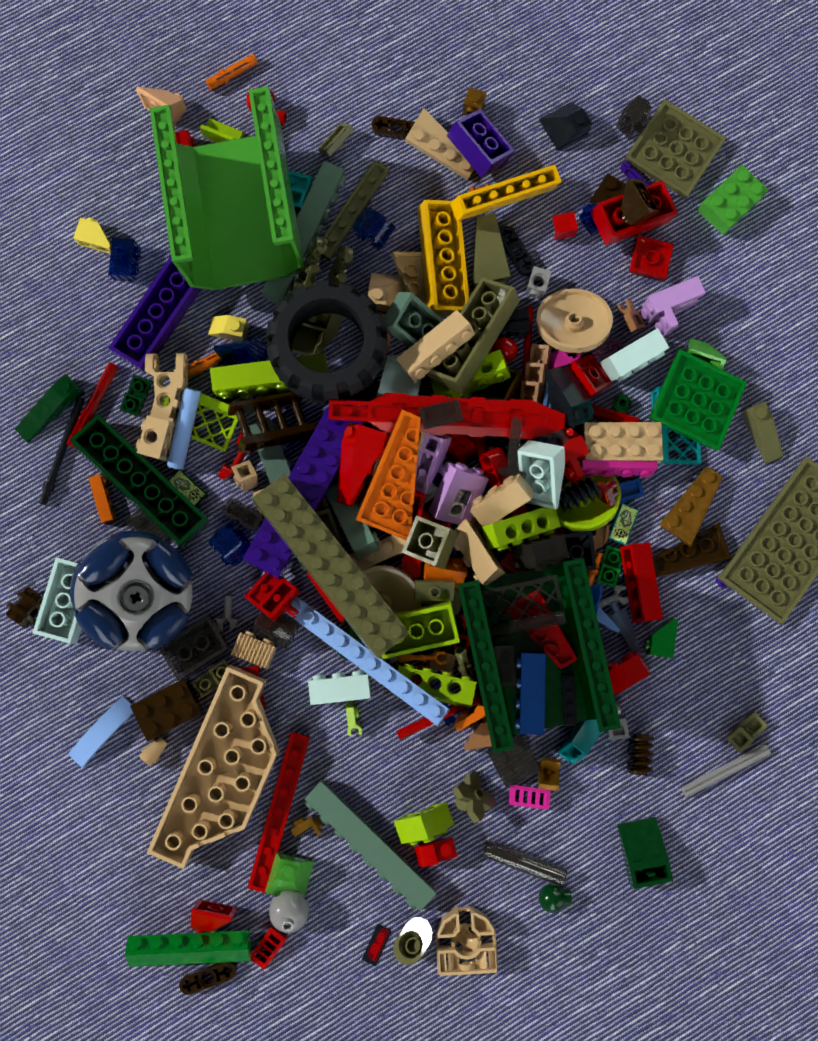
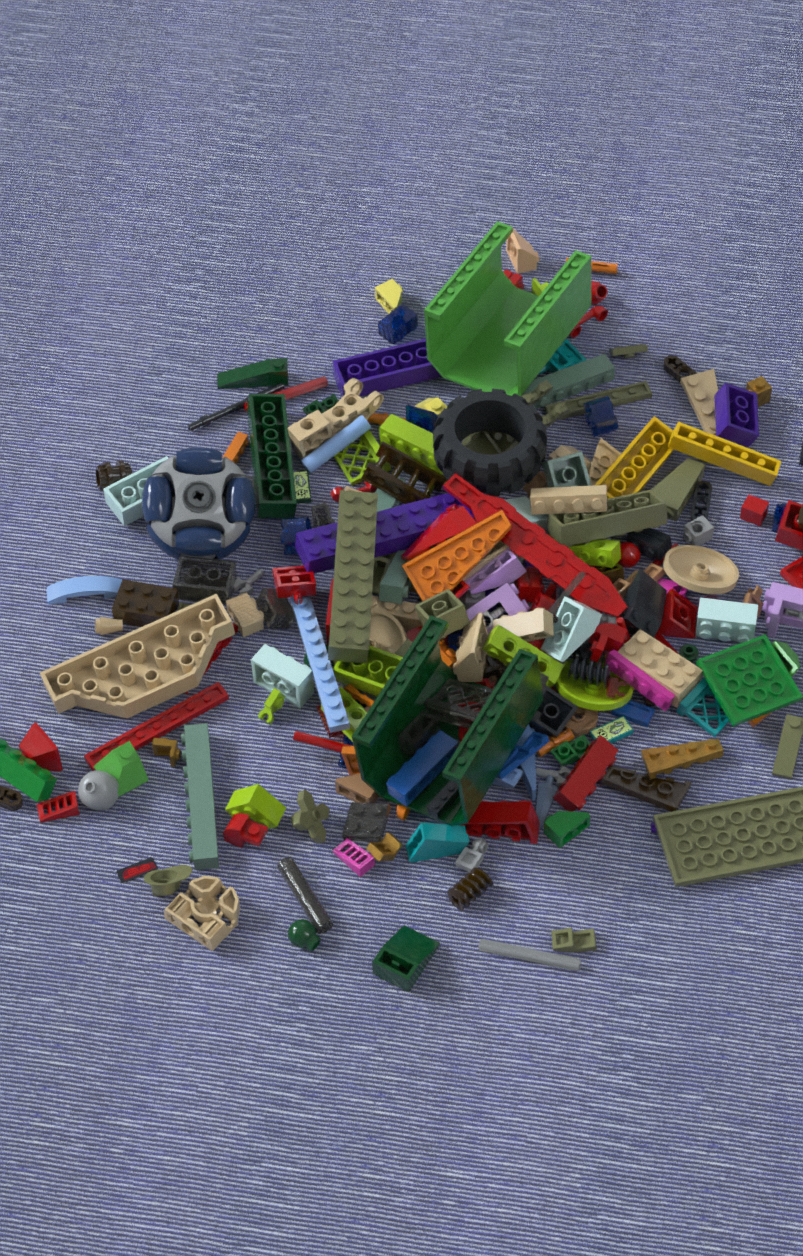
camera: 45 degrees right, 30 degrees down
(440, 414) = (527, 536): clear smoke hinge -> none

